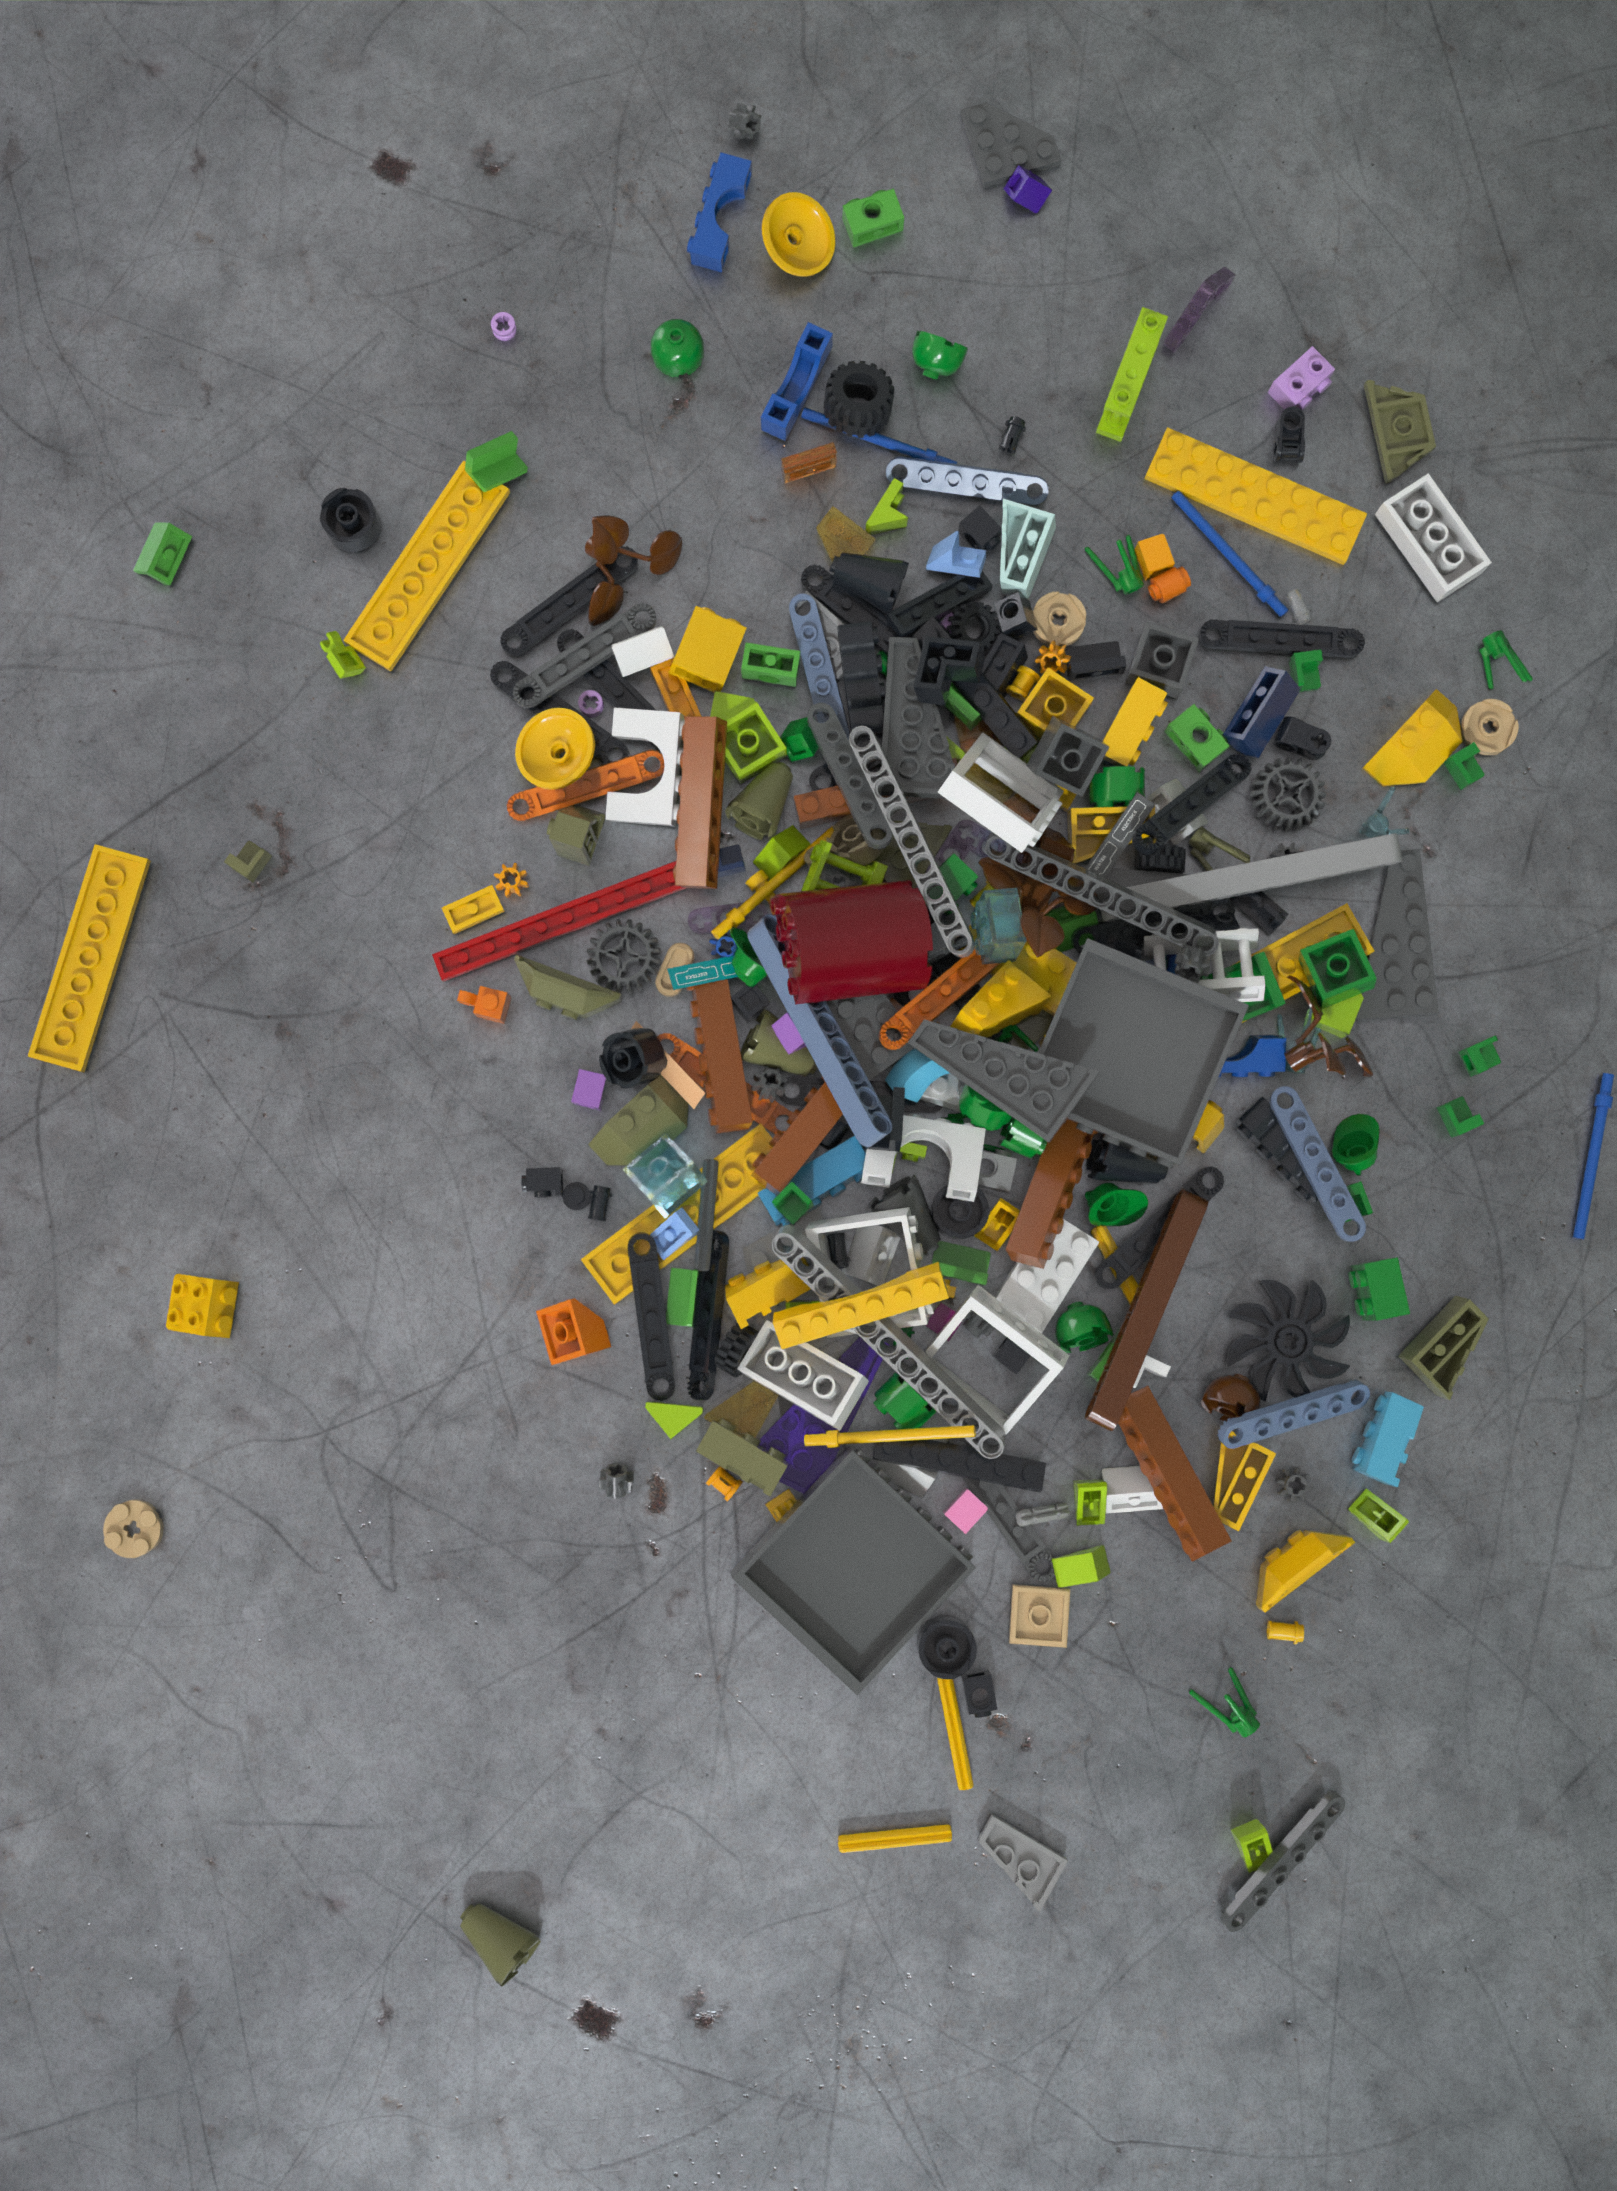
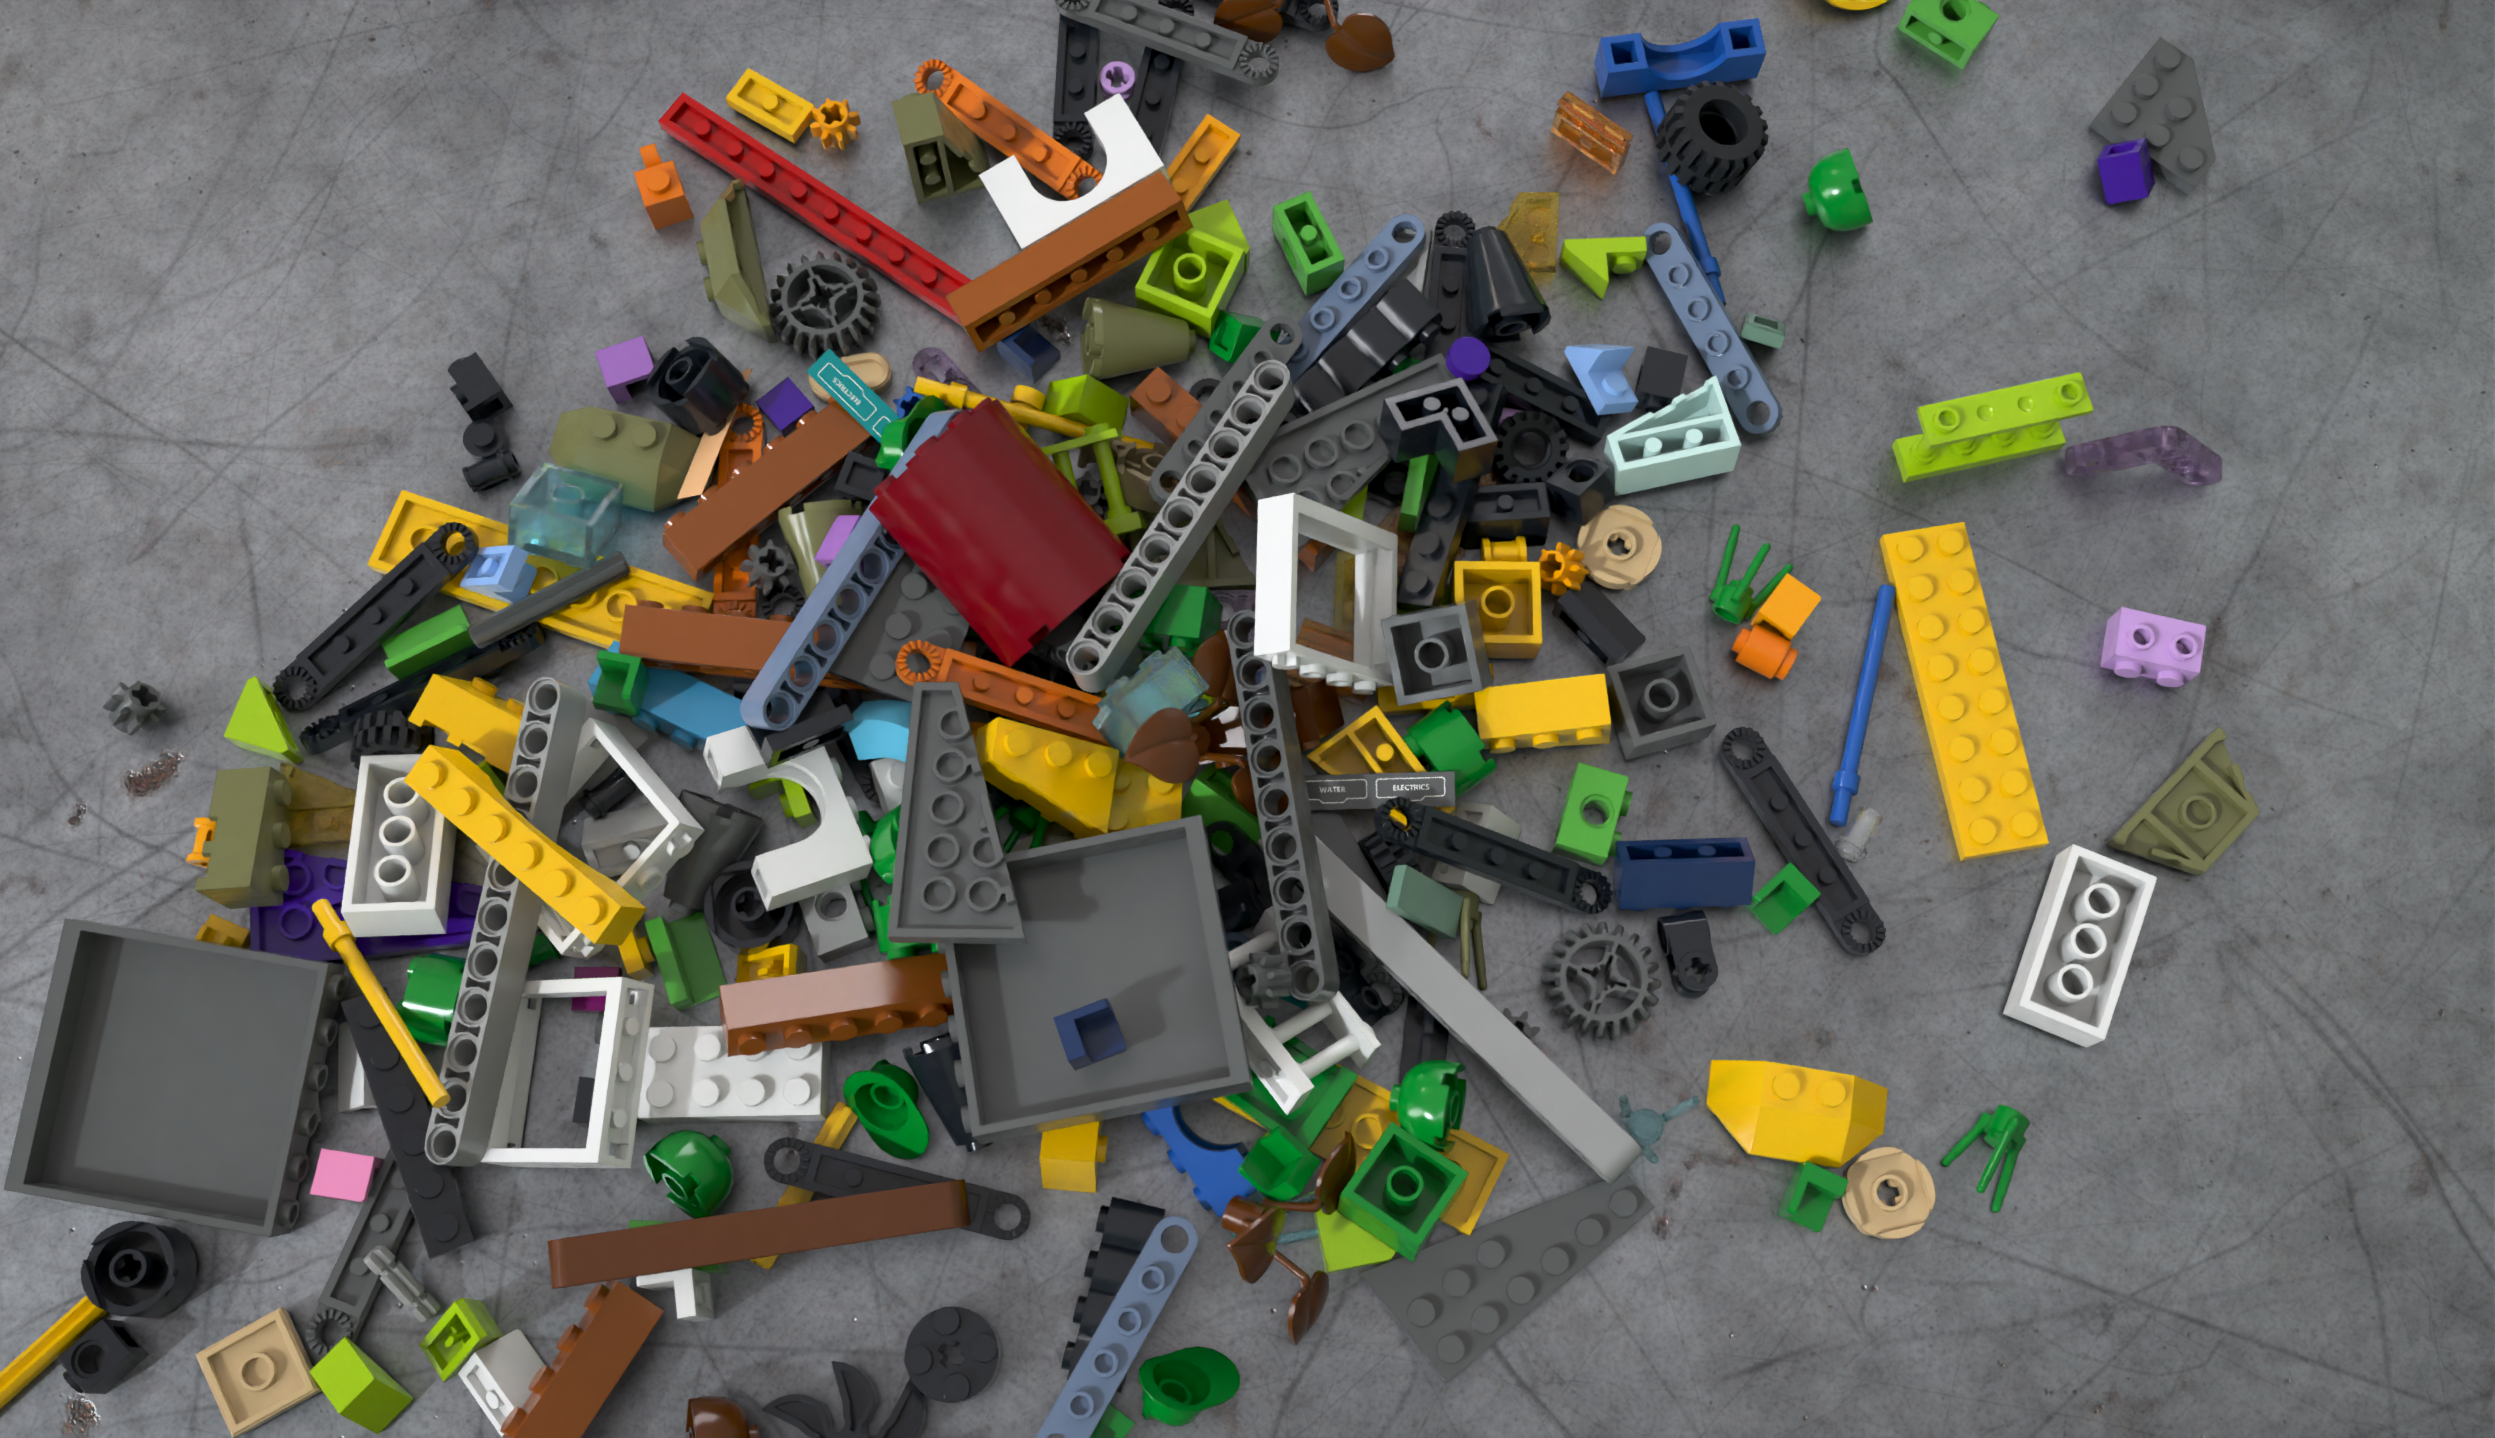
camera: 55 degrees right, 10 degrees down
(202, 1306) = (86, 110): yellow bracket -> none
(543, 742) = (1025, 64): yellow dish -> none
(571, 1331) = (303, 539): orange slope -> none
(642, 651) = (1218, 89): white panel -> none
(669, 1016) = (784, 406): none -> dark purple tile
(707, 649) = (1273, 160): yellow brick -> none
(906, 624) = (1468, 358): none -> dark purple tile
(987, 453) = (1763, 330): none -> sand green tile
(1014, 429) = (1810, 345): black pin -> none
(1170, 1070) = (1090, 1034): none -> dark blue panel
(1195, 855) = (1424, 902): none -> sand green tile
(1279, 1260) = (927, 1360): none -> black brick
(1283, 1022) = (1278, 1165): none -> green panel
(1290, 441) = (2066, 682): black piece -> none
(1300, 925) = (1431, 1102): none -> green cylinder

